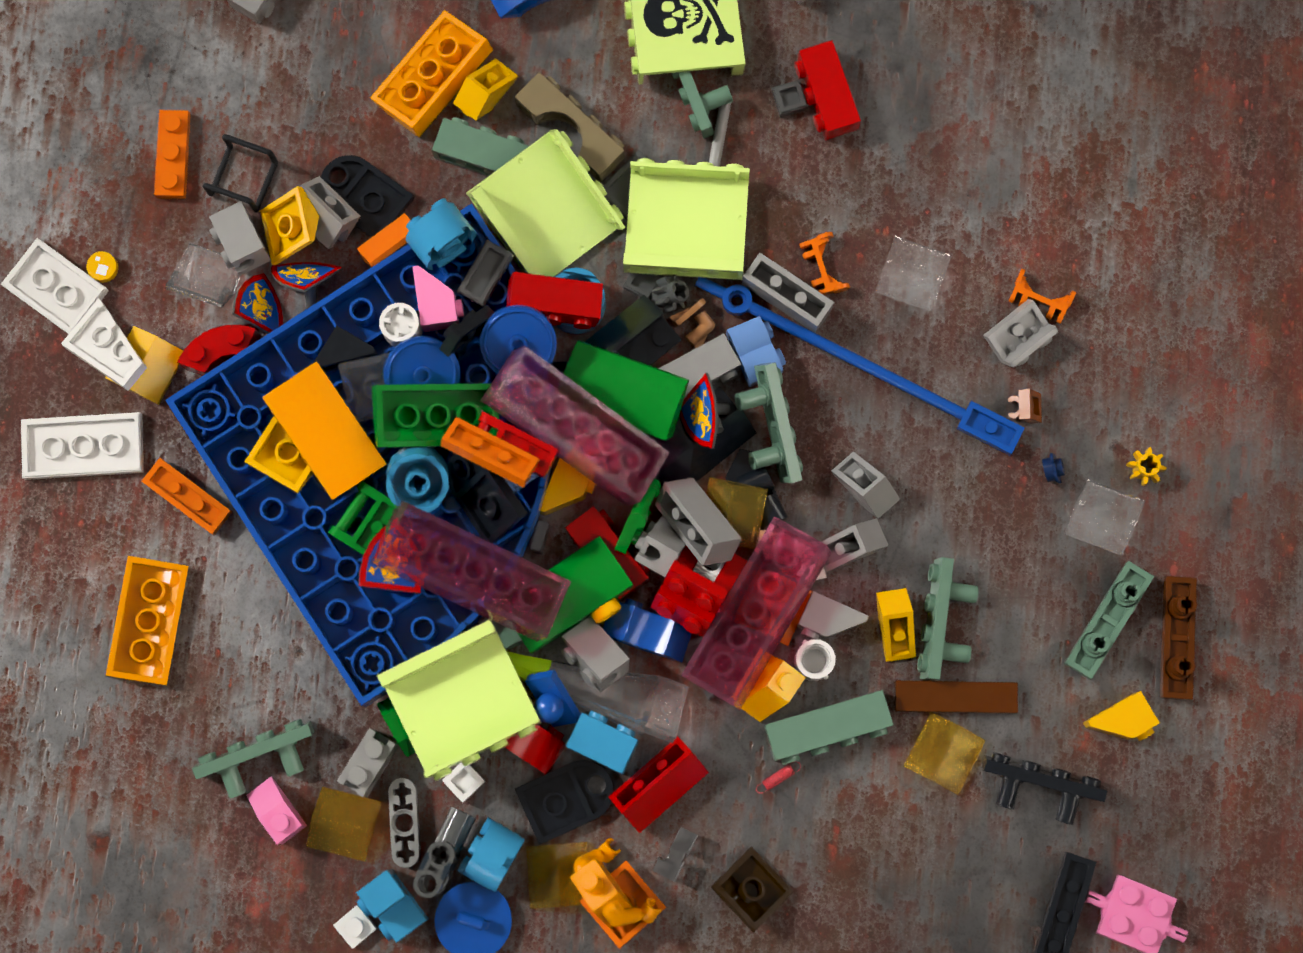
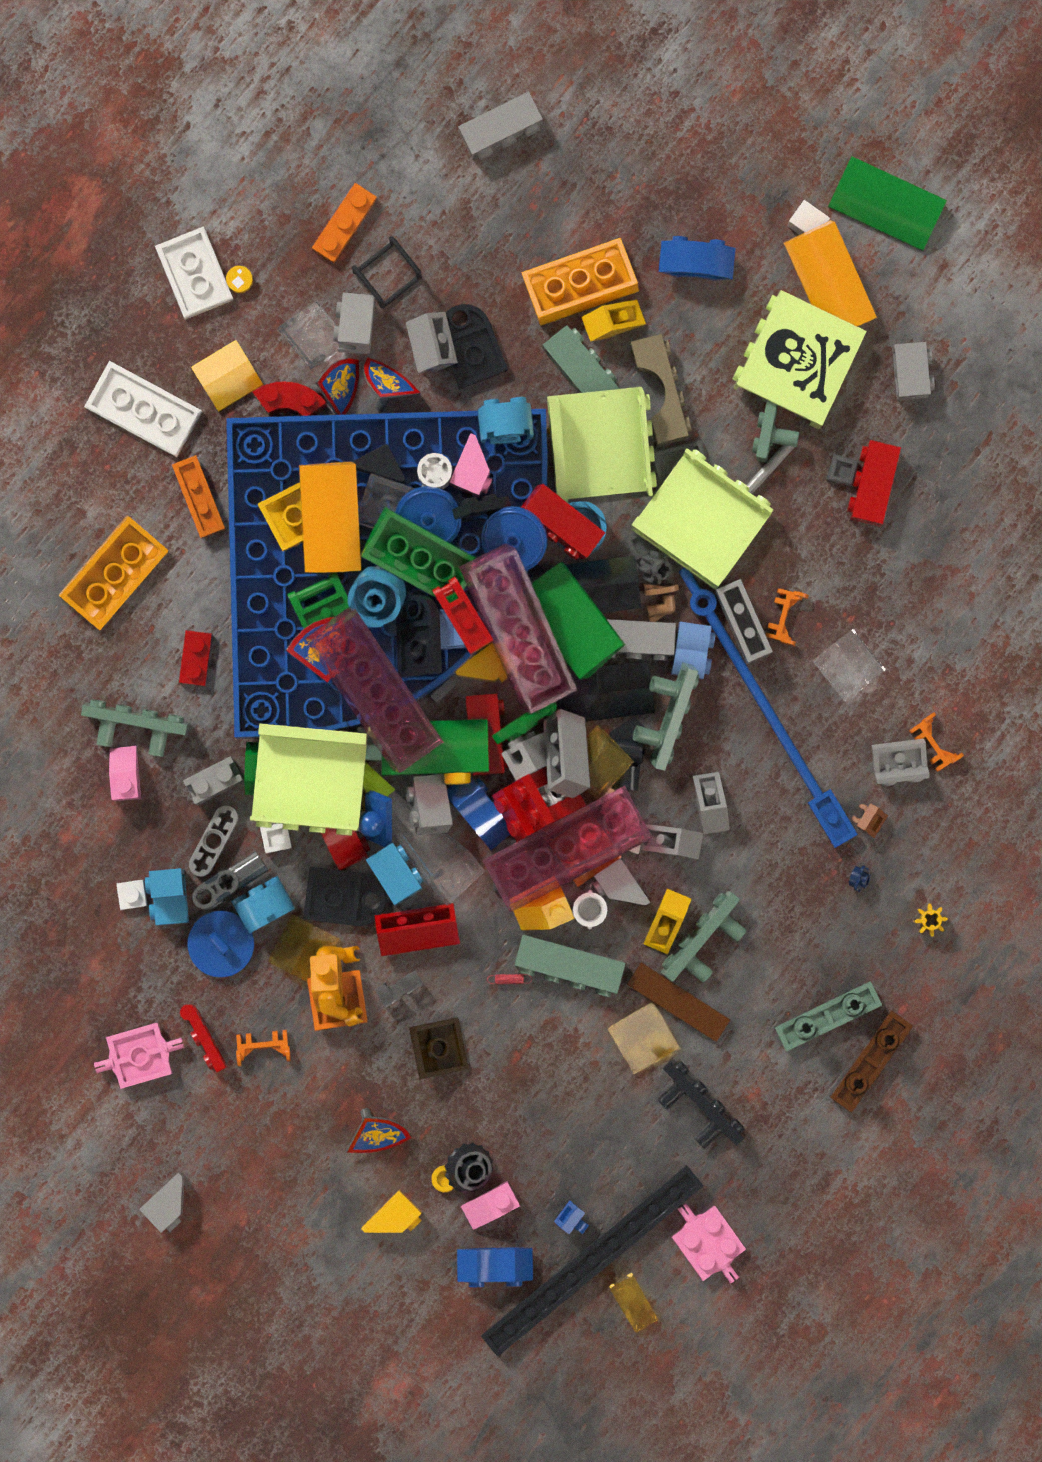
camera: 30 degrees right, 5 degrees up
(105, 347) = (205, 344): white wing -> none
(278, 654) = (195, 658): none -> red plate
(289, 224) = (399, 337): yellow slope -> none
(343, 823) = (168, 814): clear yellow slope -> none
(385, 241) = (465, 396): orange slope -> none
(485, 273) = (522, 469): dark grey tile -> none
(489, 452) = (441, 611): orange plate -> none
(701, 413) = (619, 675): shield -> none
(1104, 517) = (874, 938): clear slope -> none
(1126, 719) = (793, 1096): yellow slope -> none

